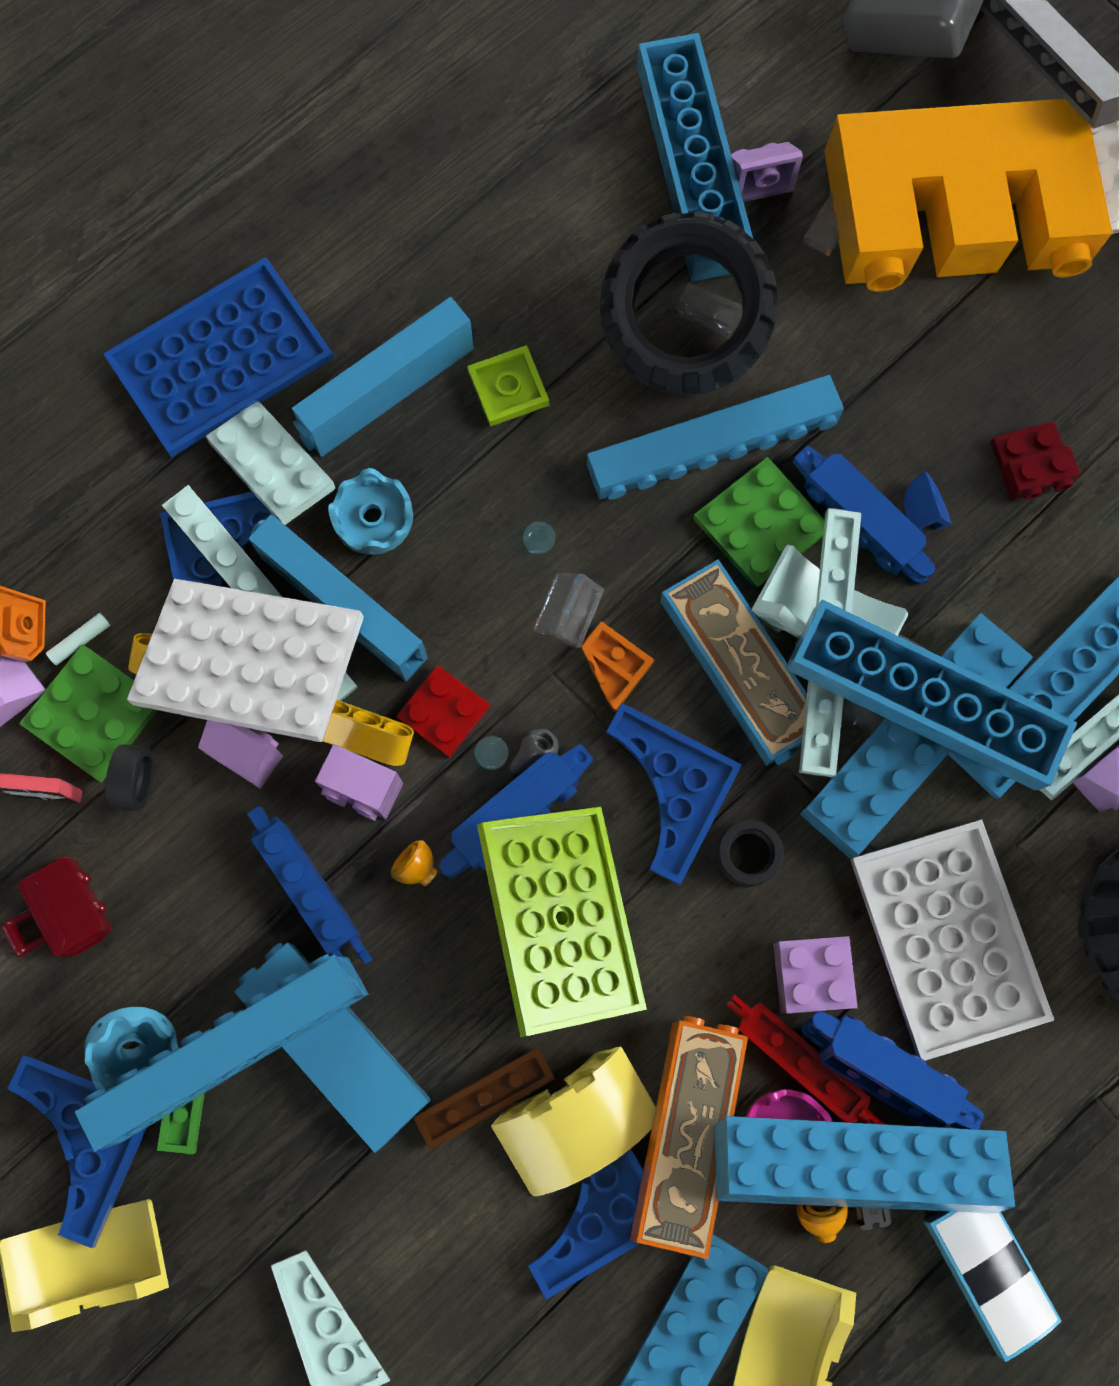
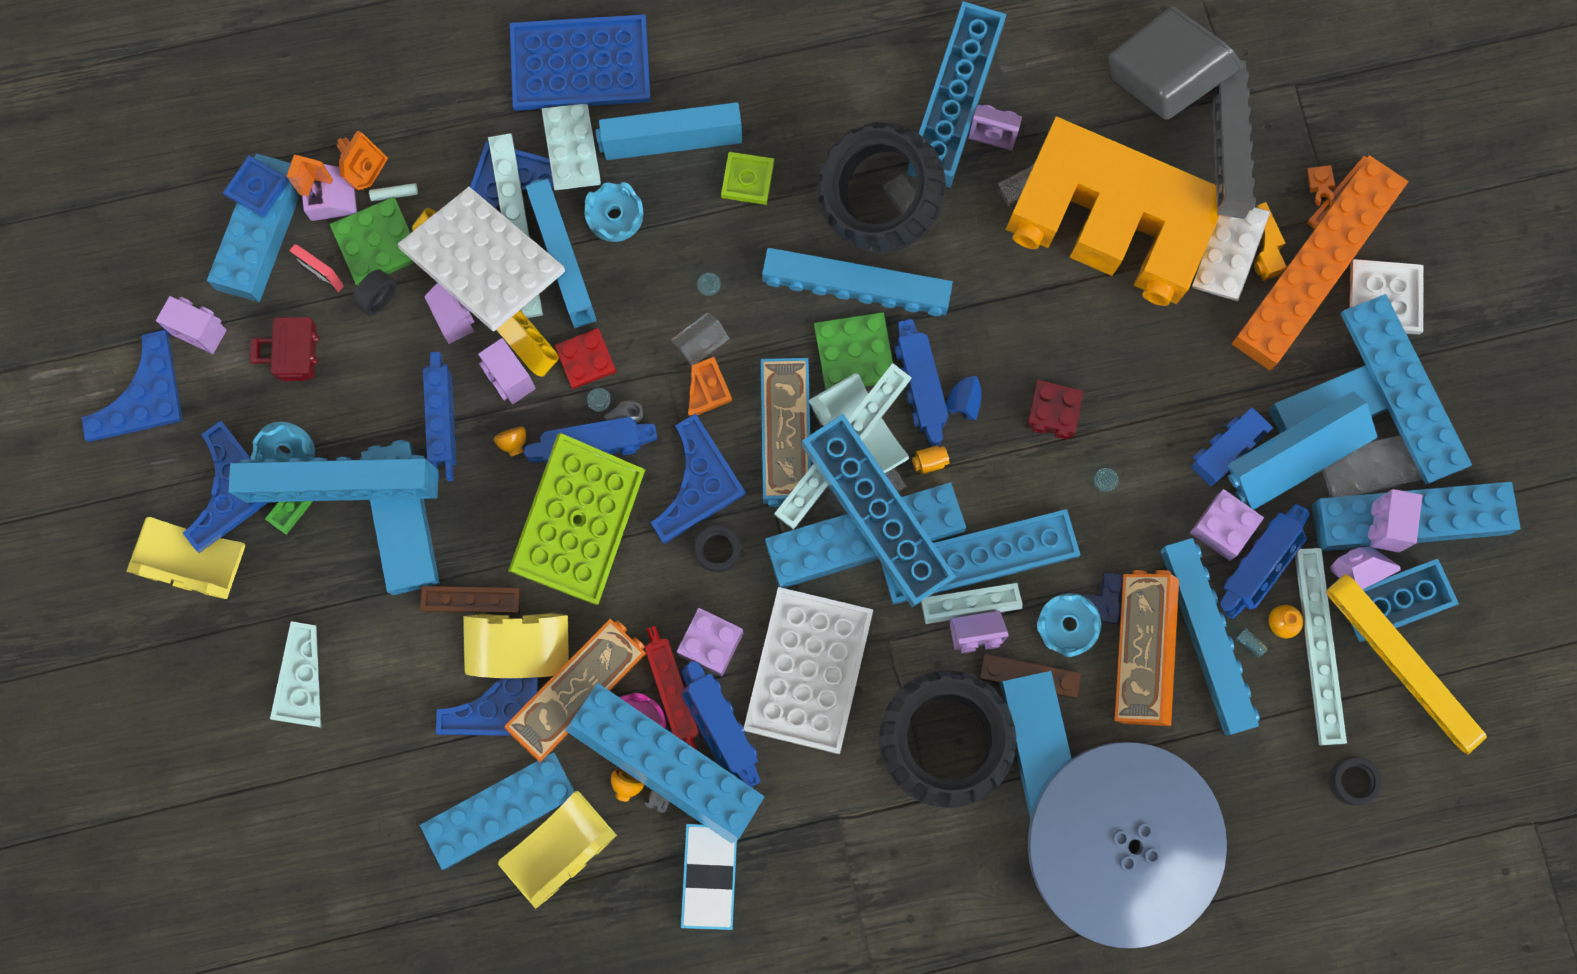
camera: 30 degrees right, 0 degrees up
(933, 599) = (930, 459): none -> light orange brick

